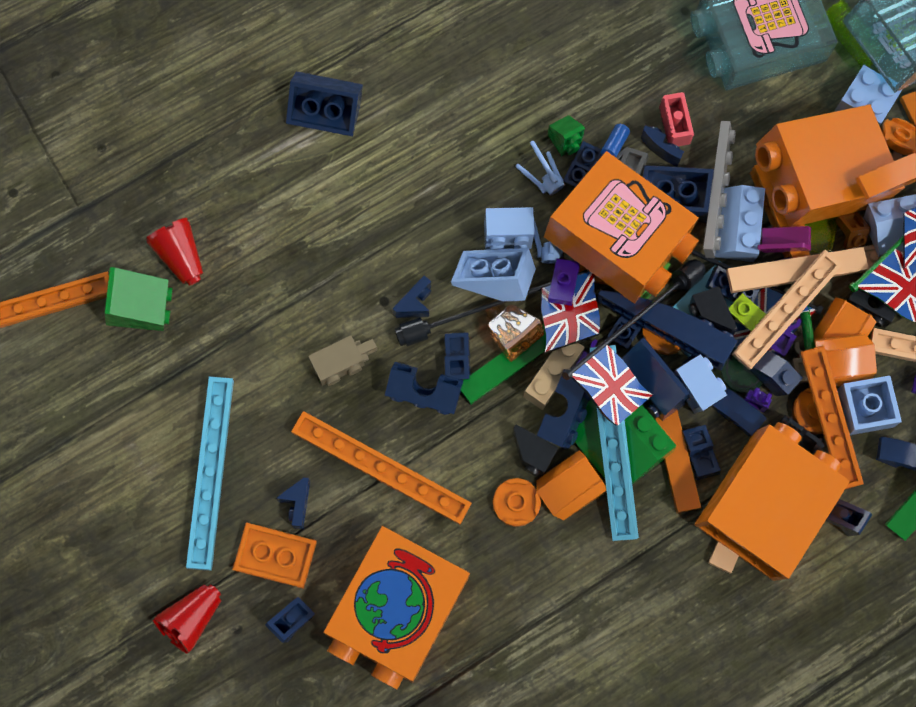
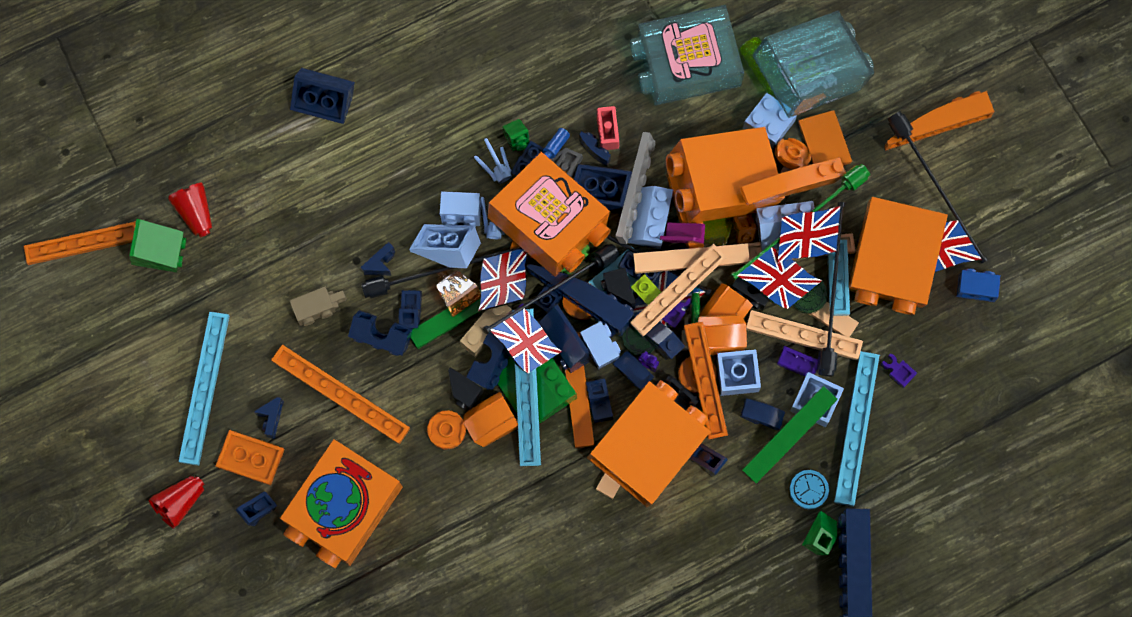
camera: 10 degrees right, 0 degrees up
(564, 282) = (501, 255): dark purple plate -> none

